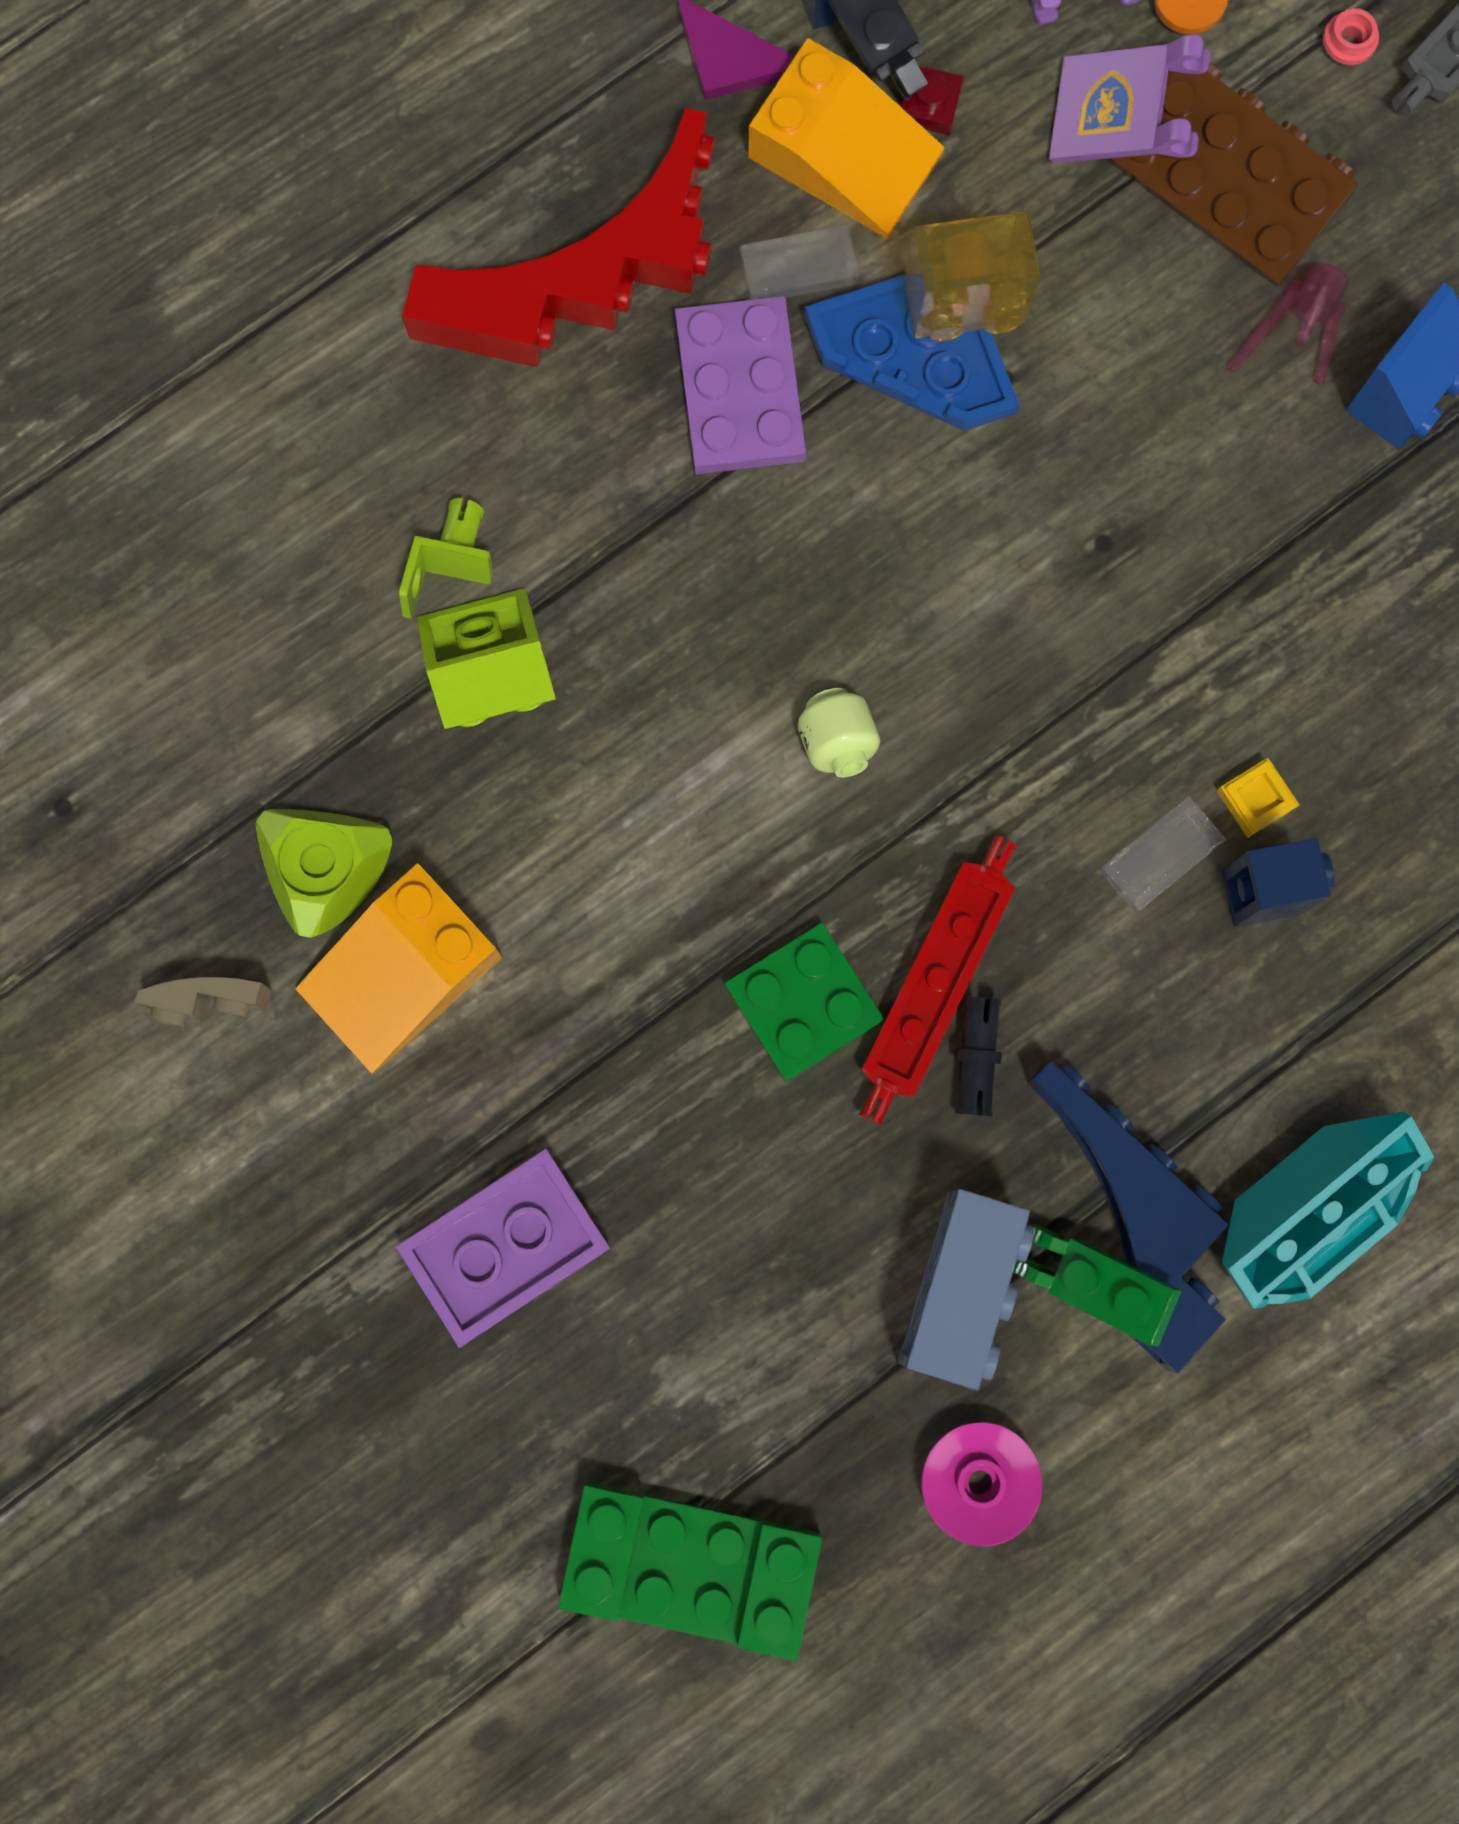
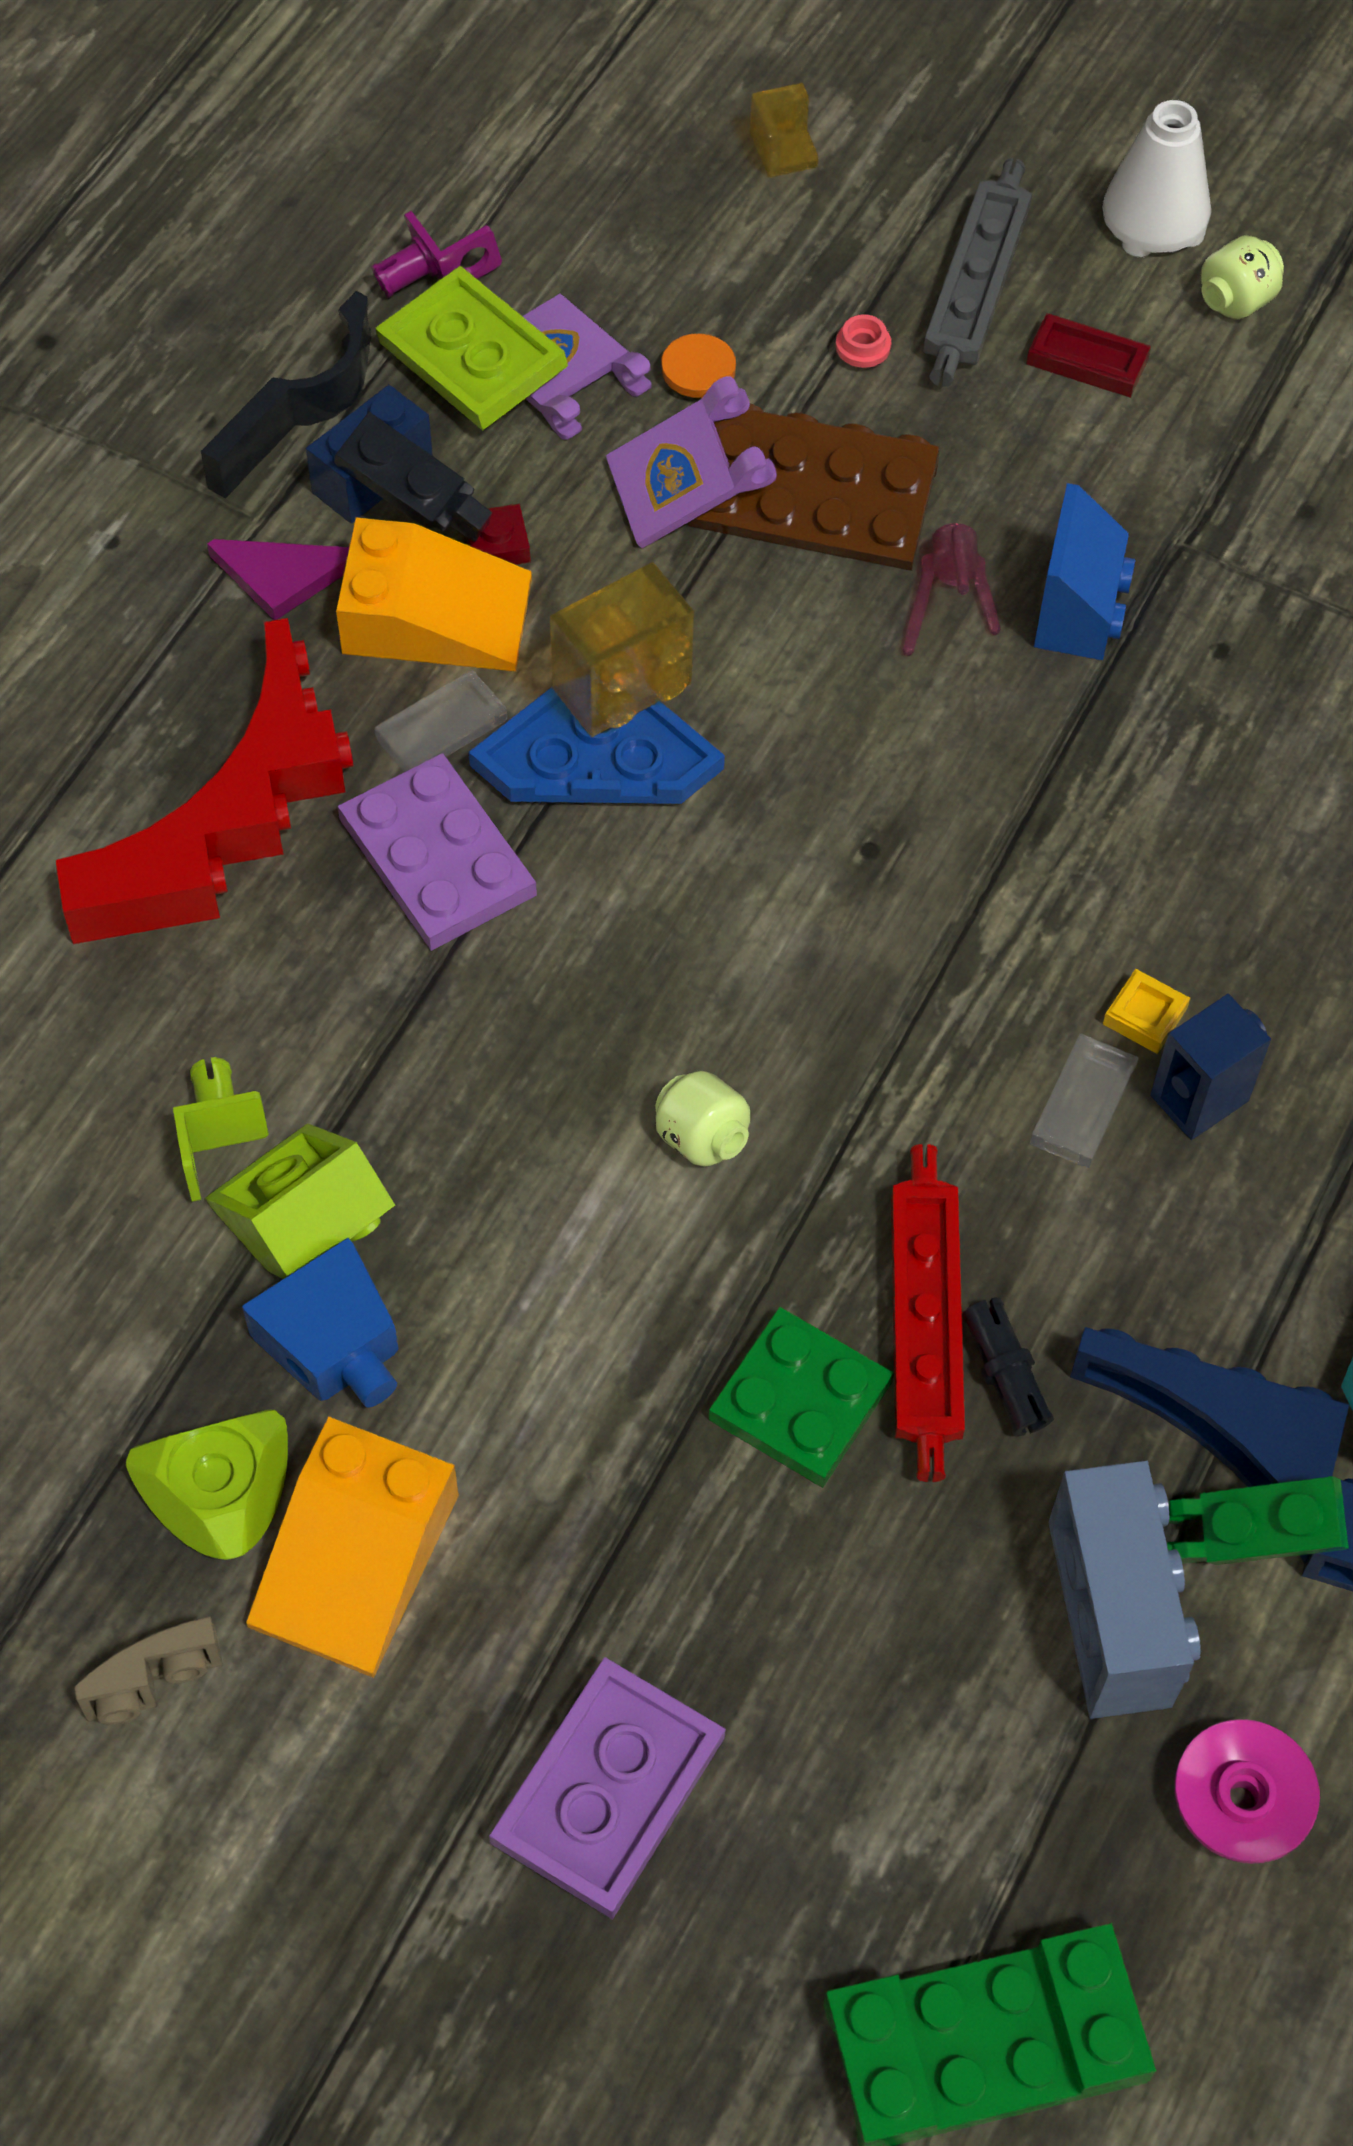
camera: 25 degrees left, 20 degrees down
(461, 778) = (328, 1327): none -> blue torso

